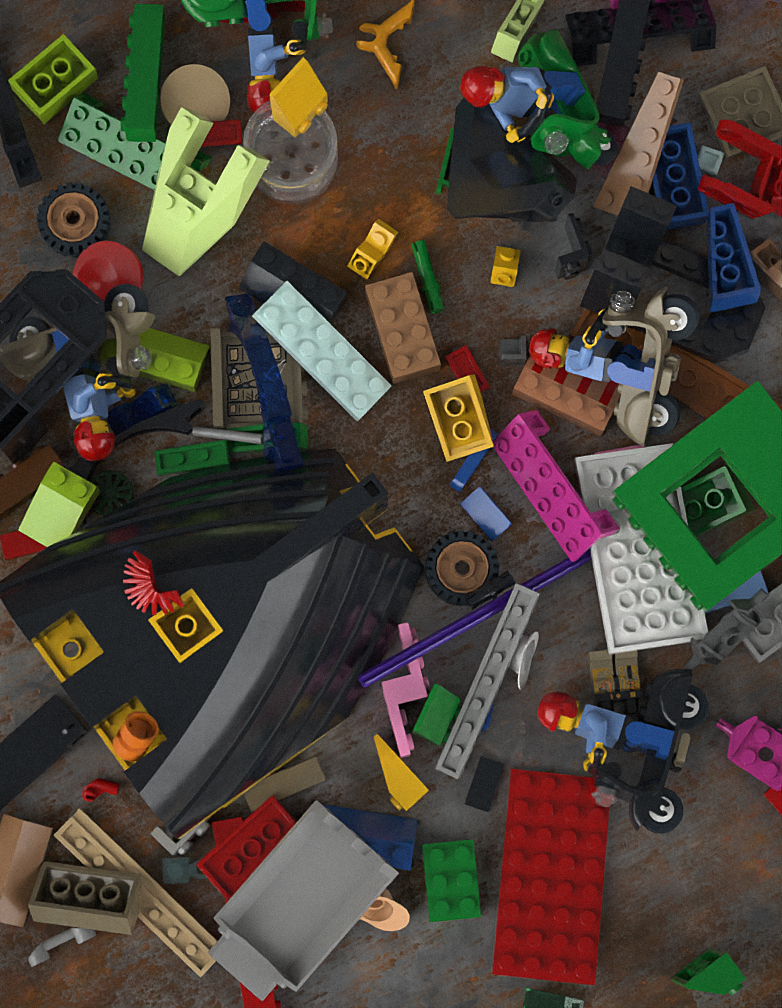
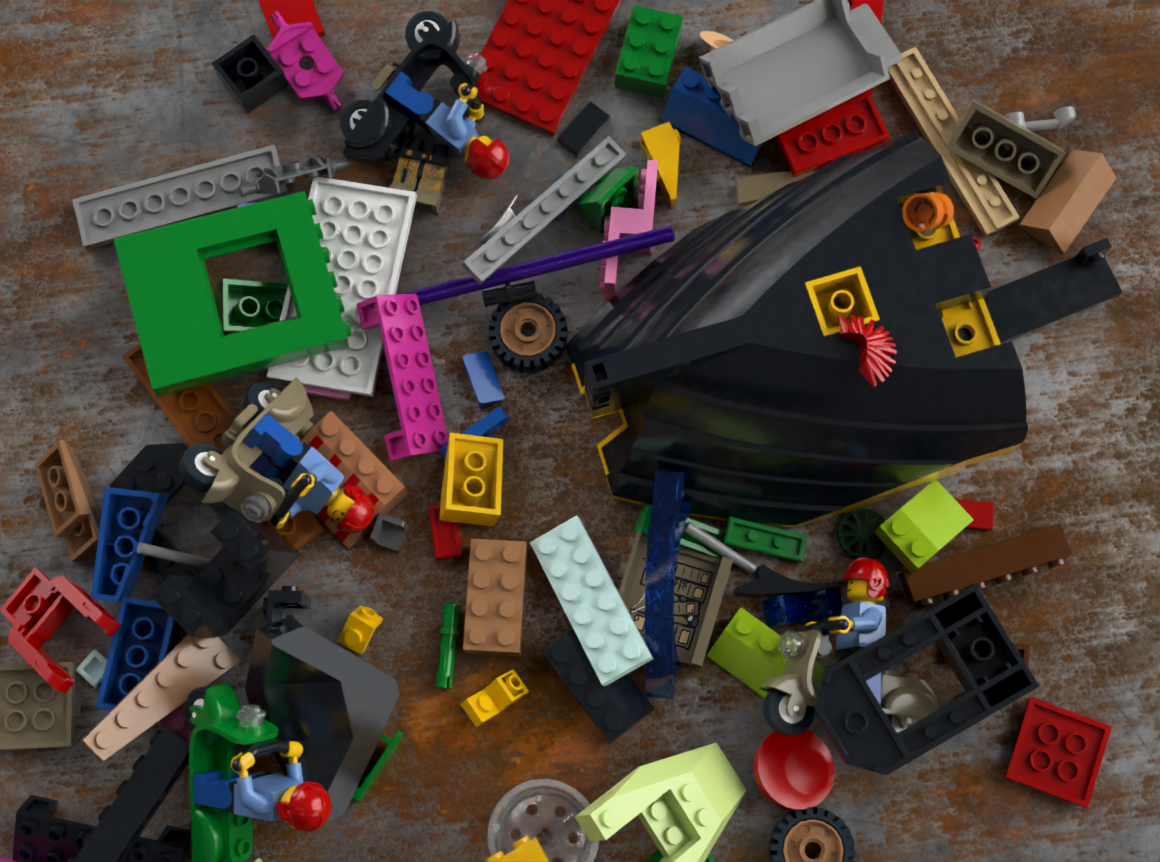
camera: 155 degrees left, 5 degrees down
(680, 264) = (172, 555): none -> light grey bar

